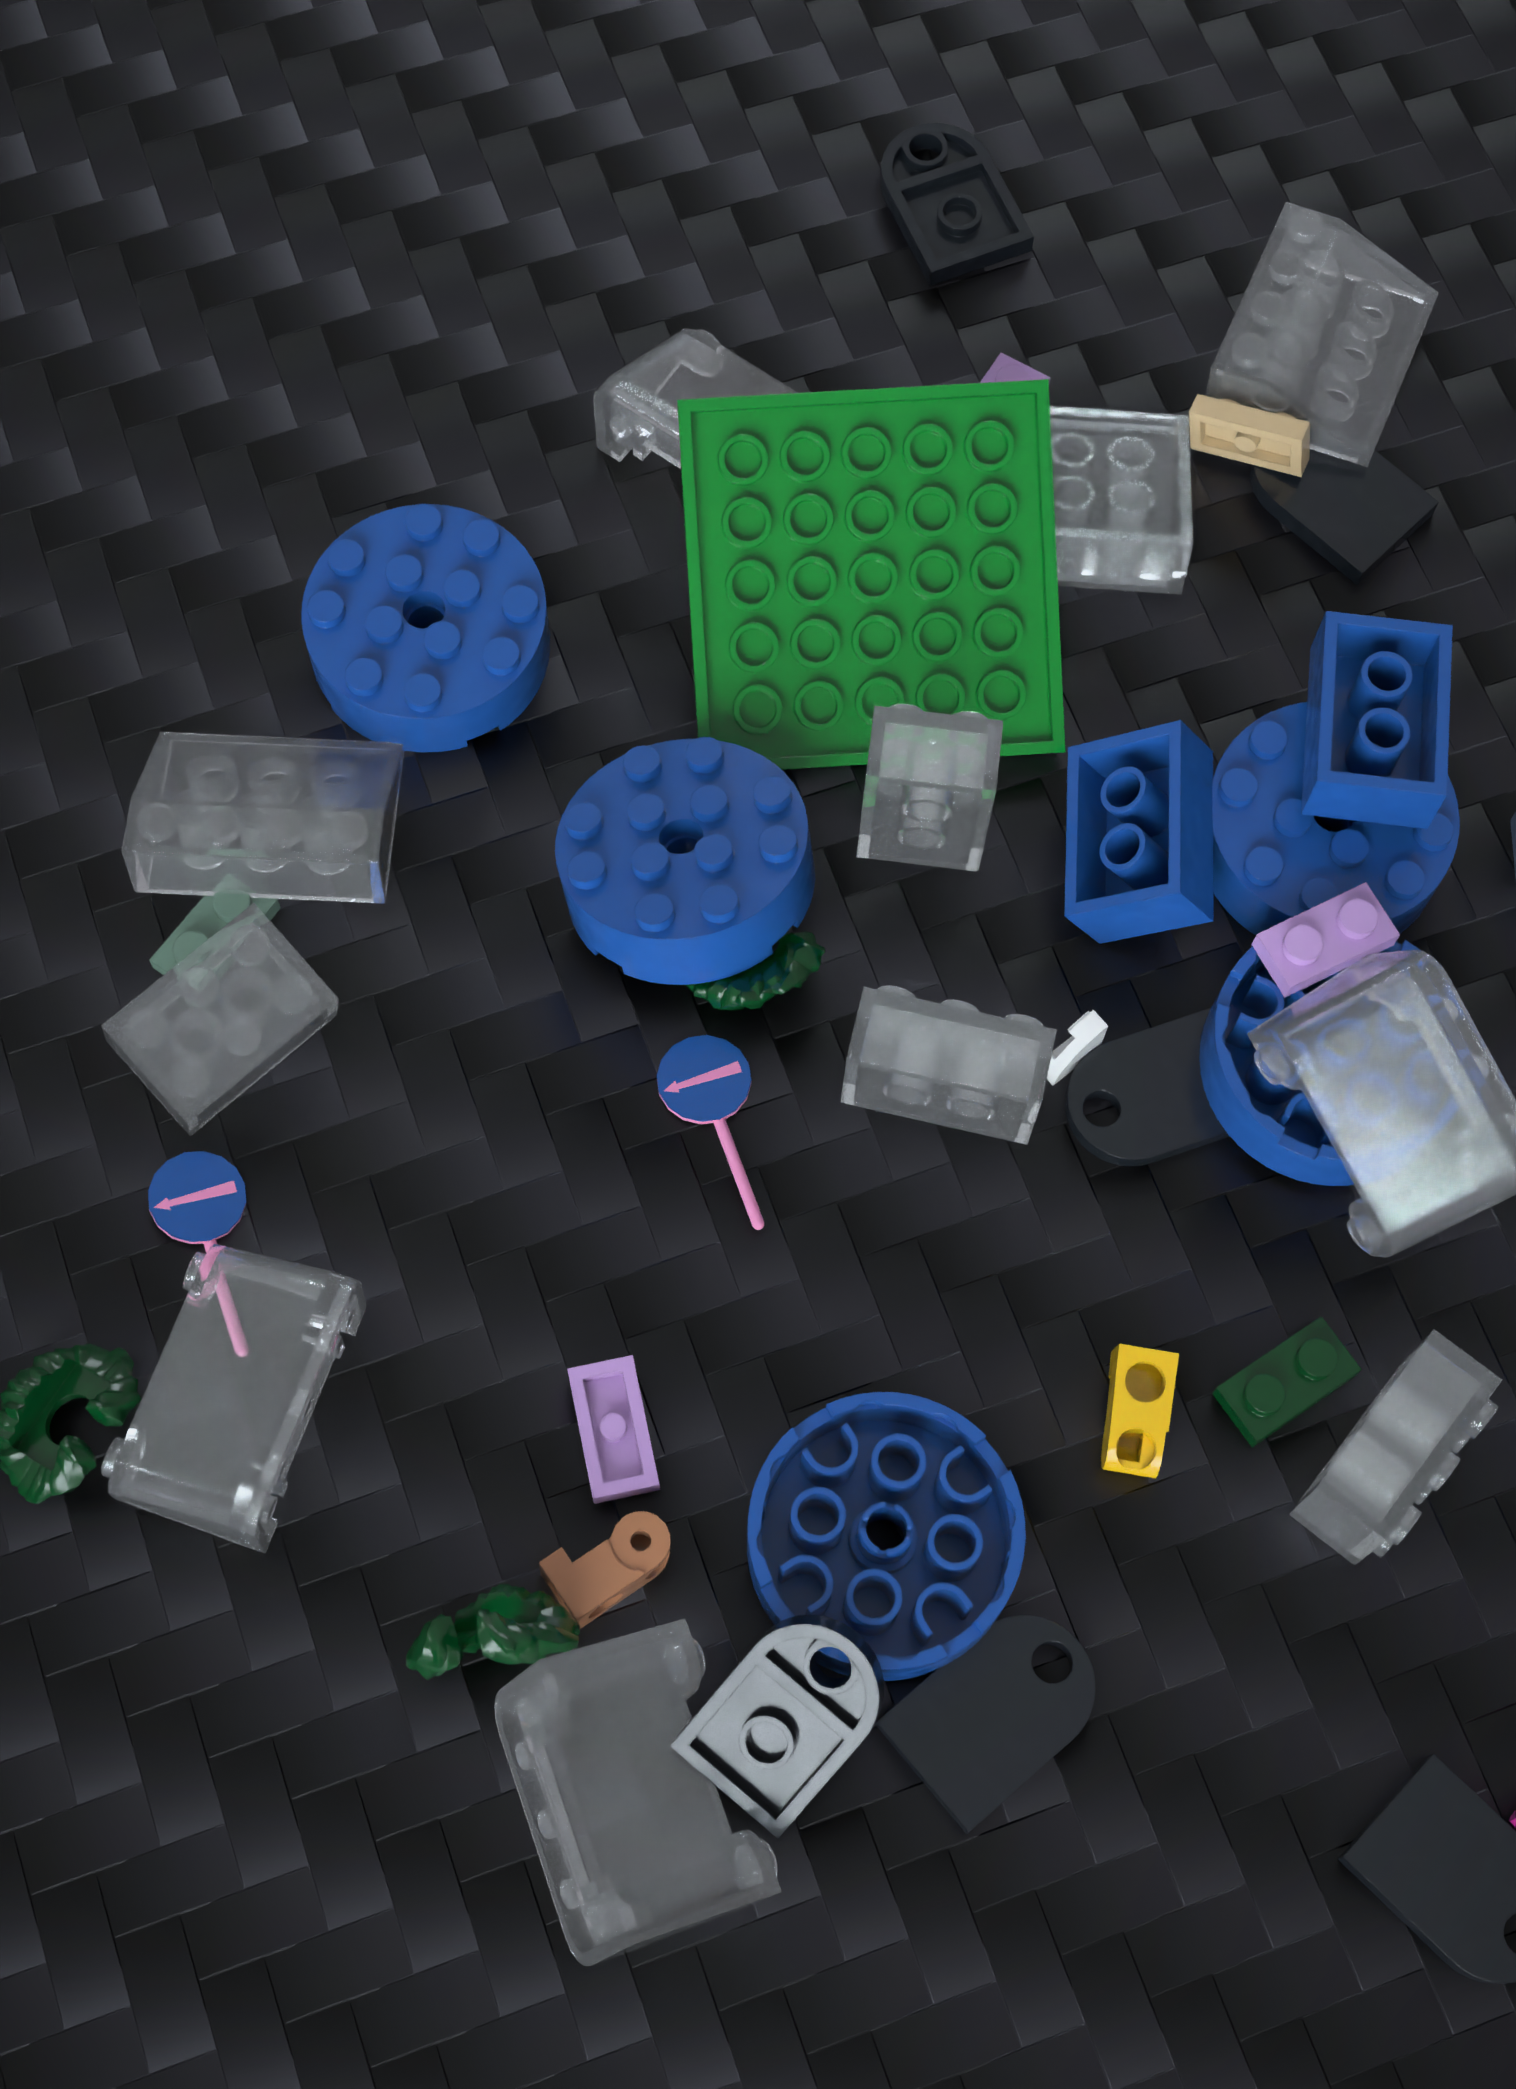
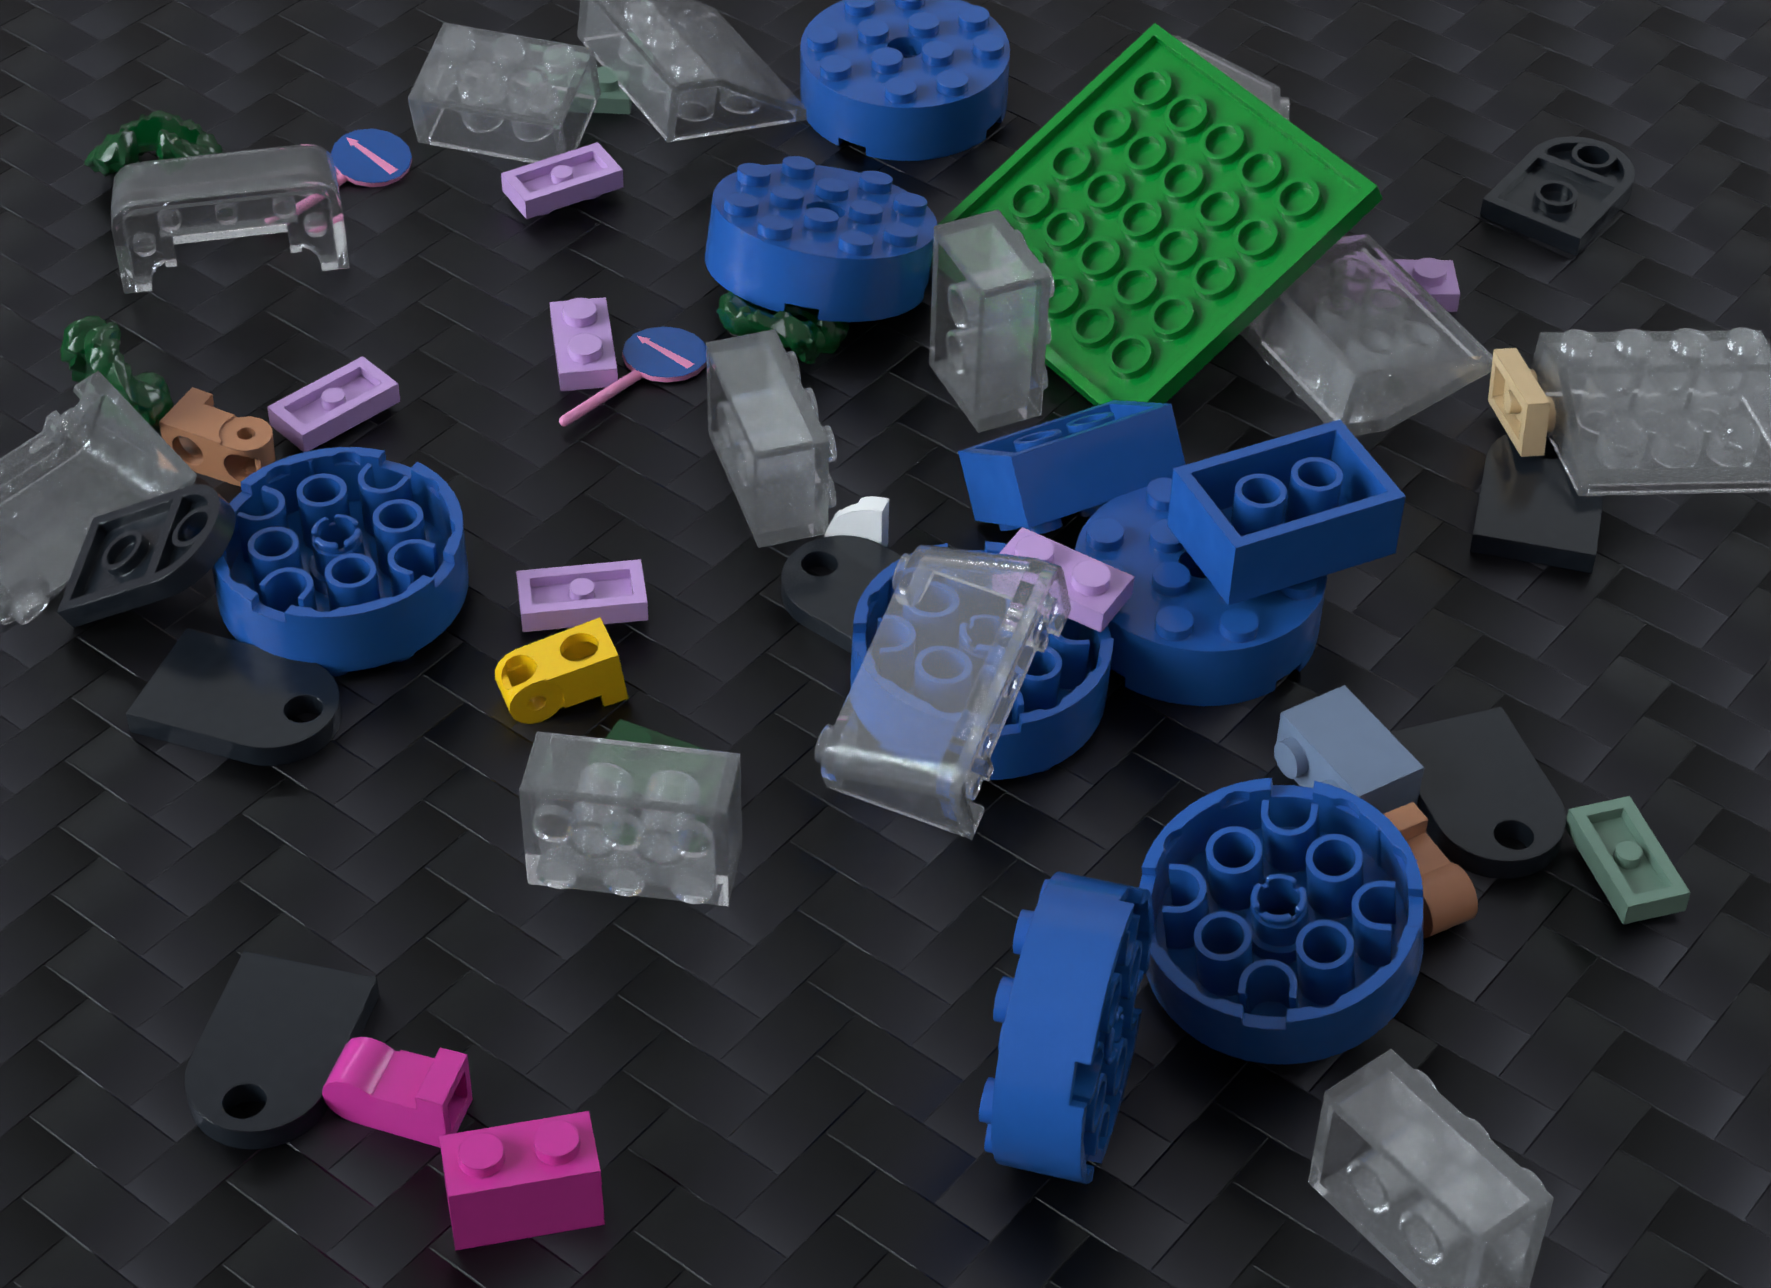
camera: 60 degrees right, 25 degrees down
(380, 1034) = (562, 180): none -> lavender plate
(648, 1146) = (583, 344): none -> lavender plate
(1032, 1336) = (580, 594): none -> lavender plate

